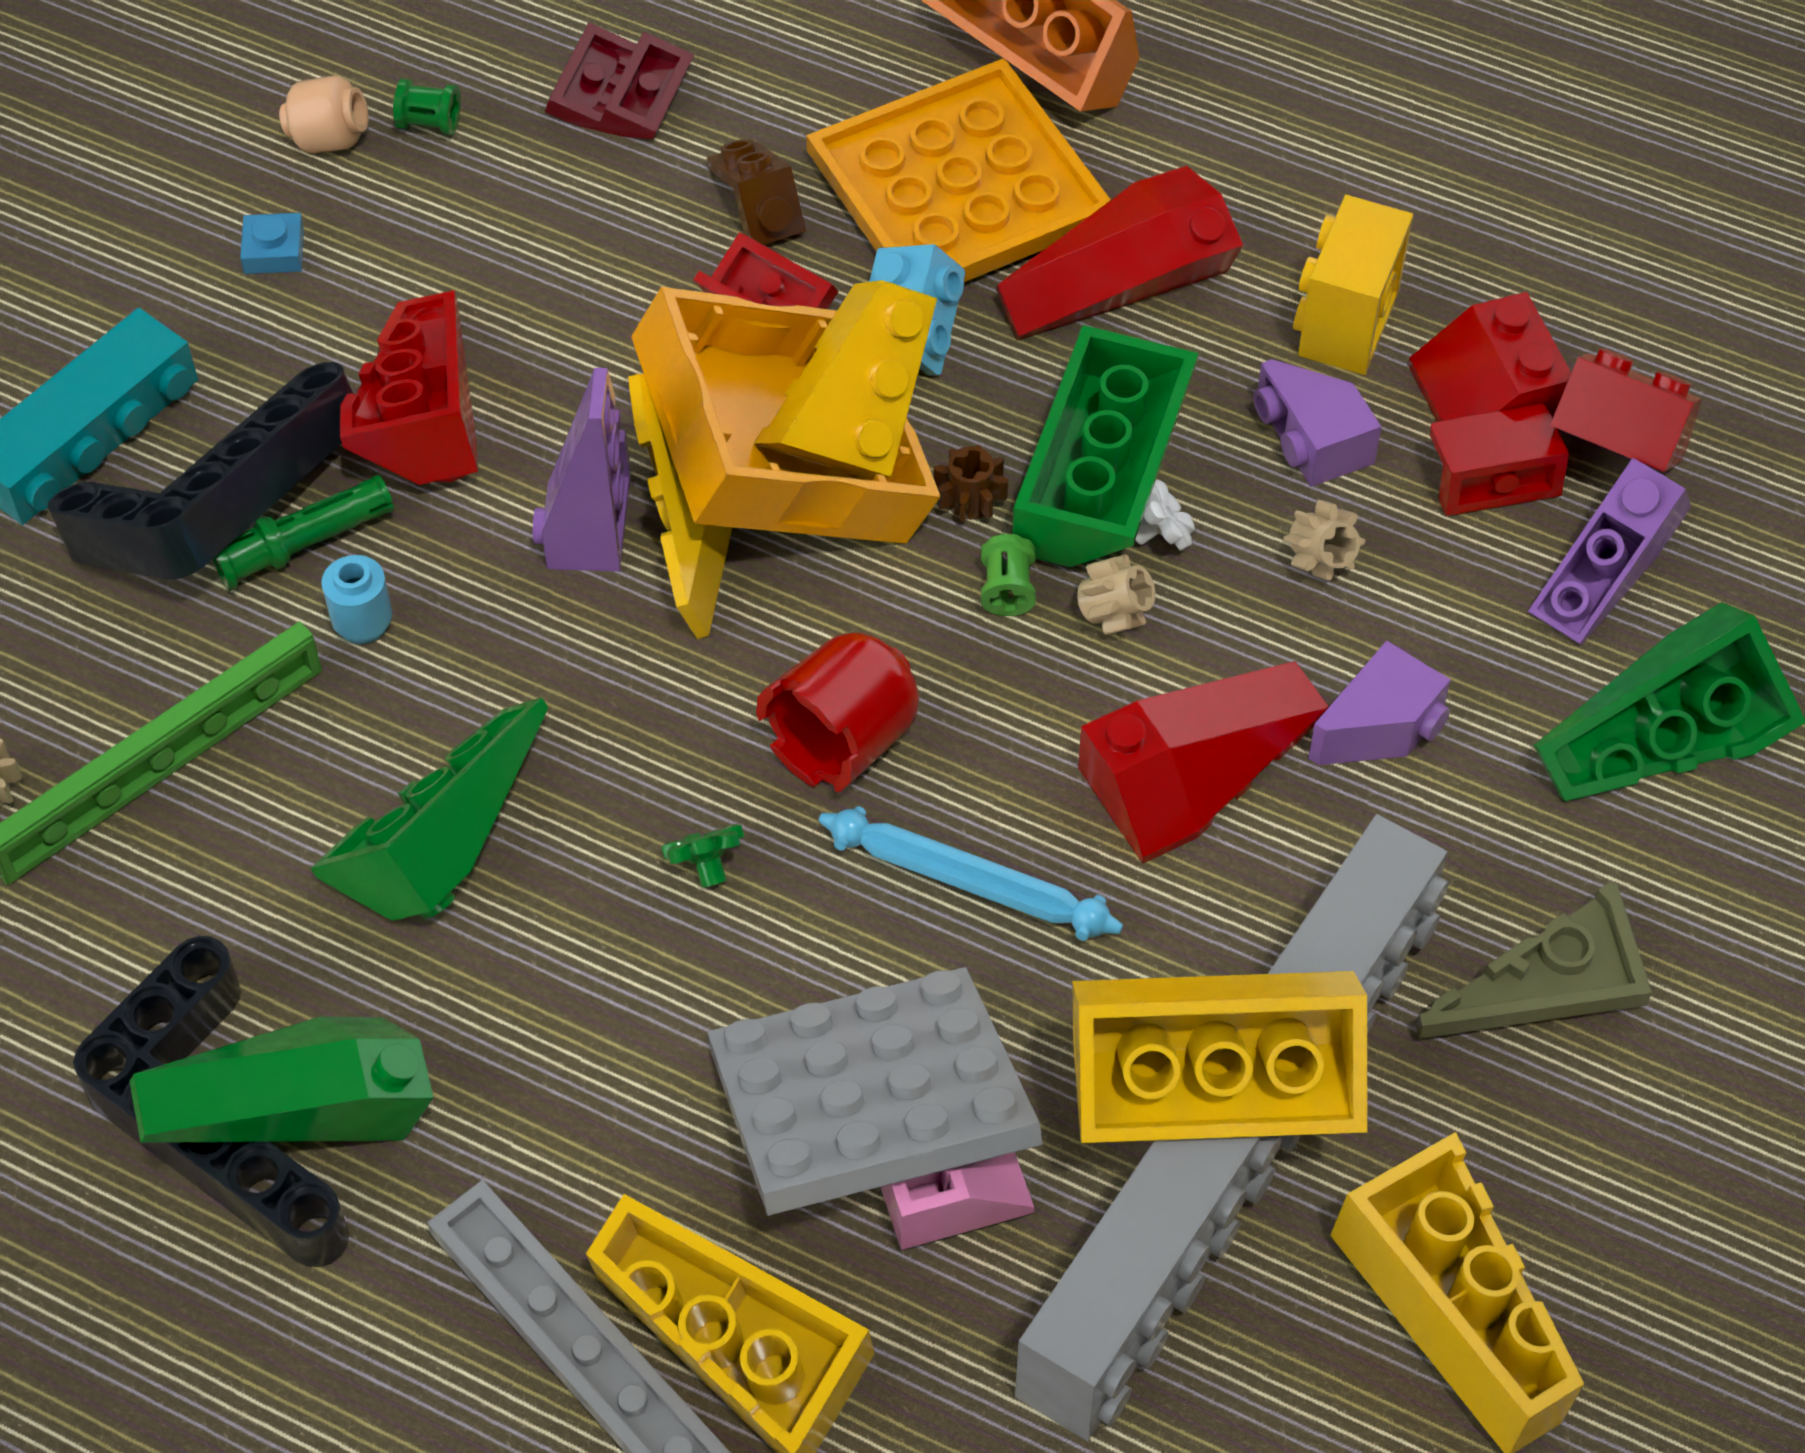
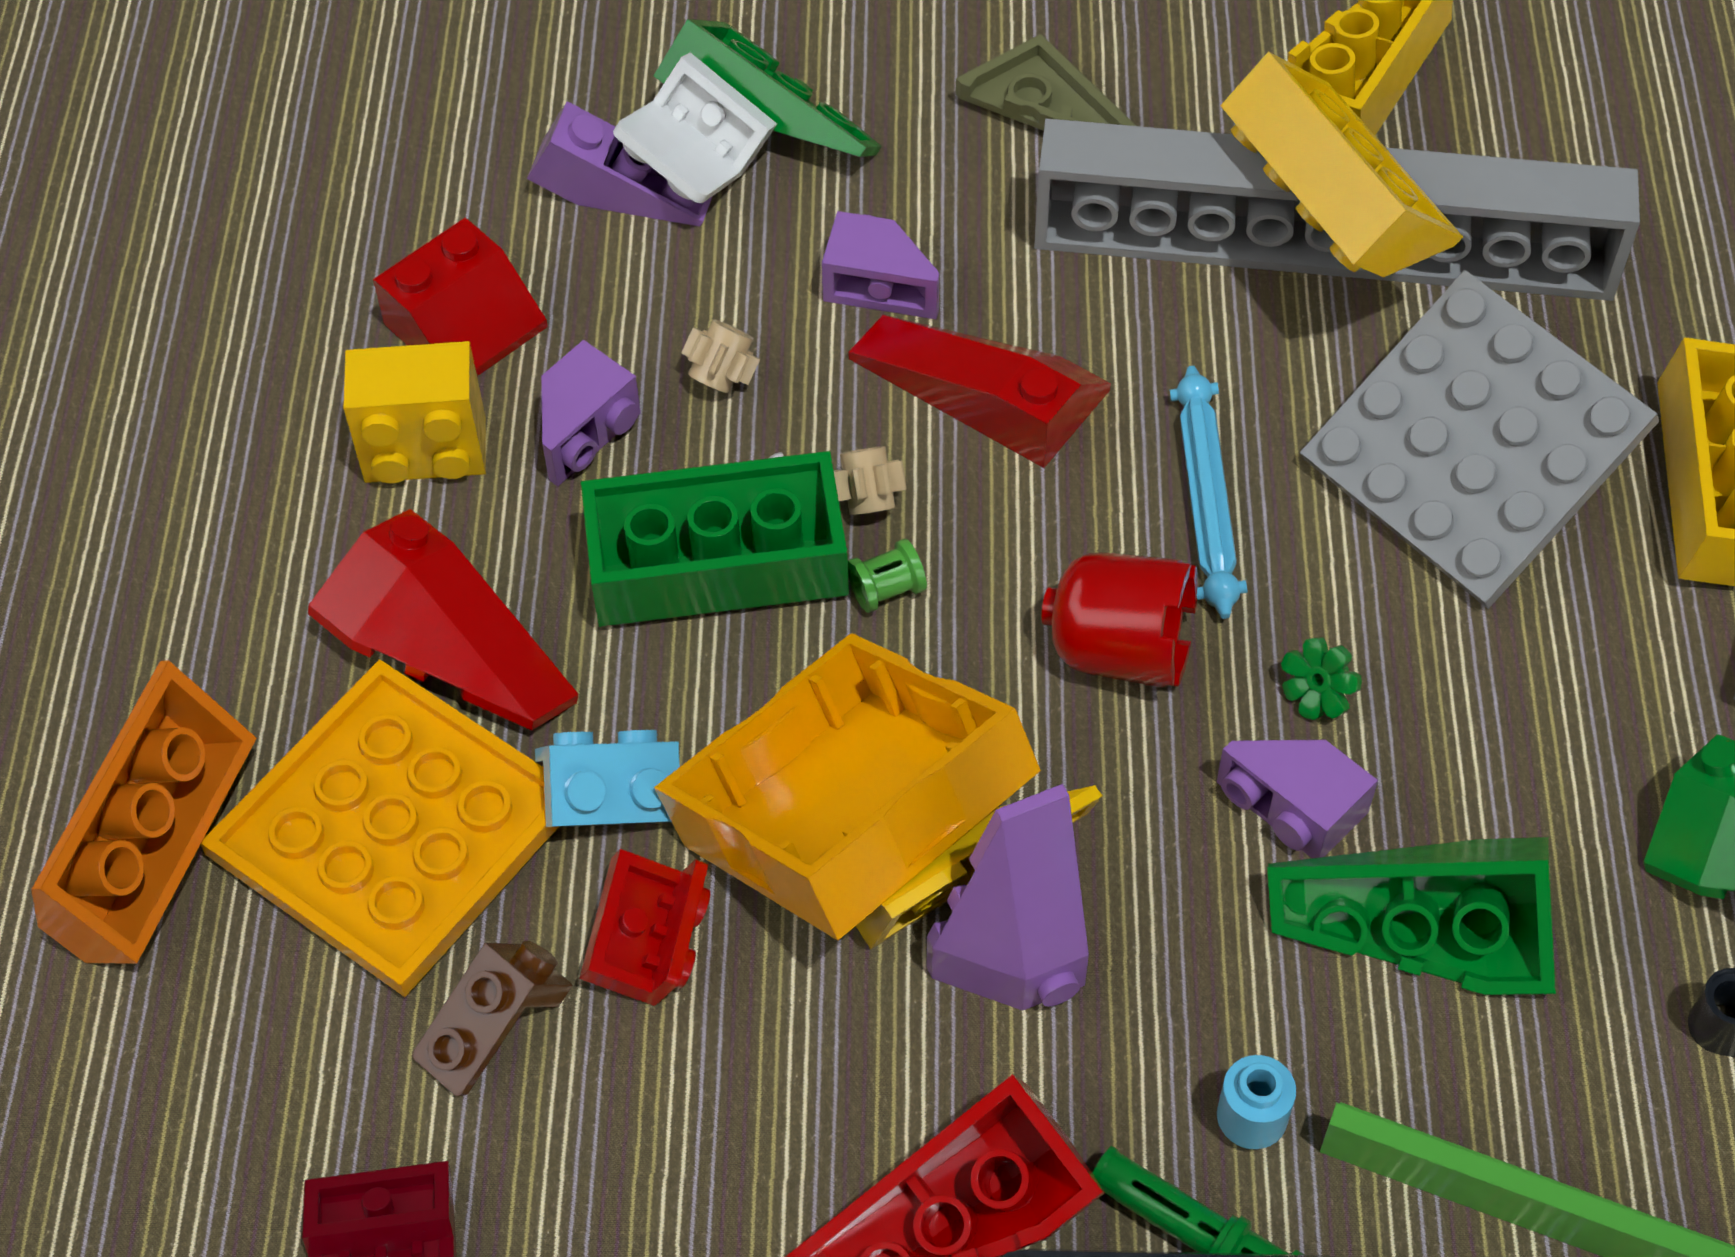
camera: 115 degrees left, 0 degrees up
(606, 773) = (1299, 788): none -> medium lavender slope
(858, 383) = (790, 706): yellow wedge -> none
(971, 482) = (795, 640): reddish brown gear -> none
(1499, 459) = (560, 266): red panel -> none
(1608, 592) = (696, 131): none -> white bracket
(1628, 410) = (495, 164): red slope -> none

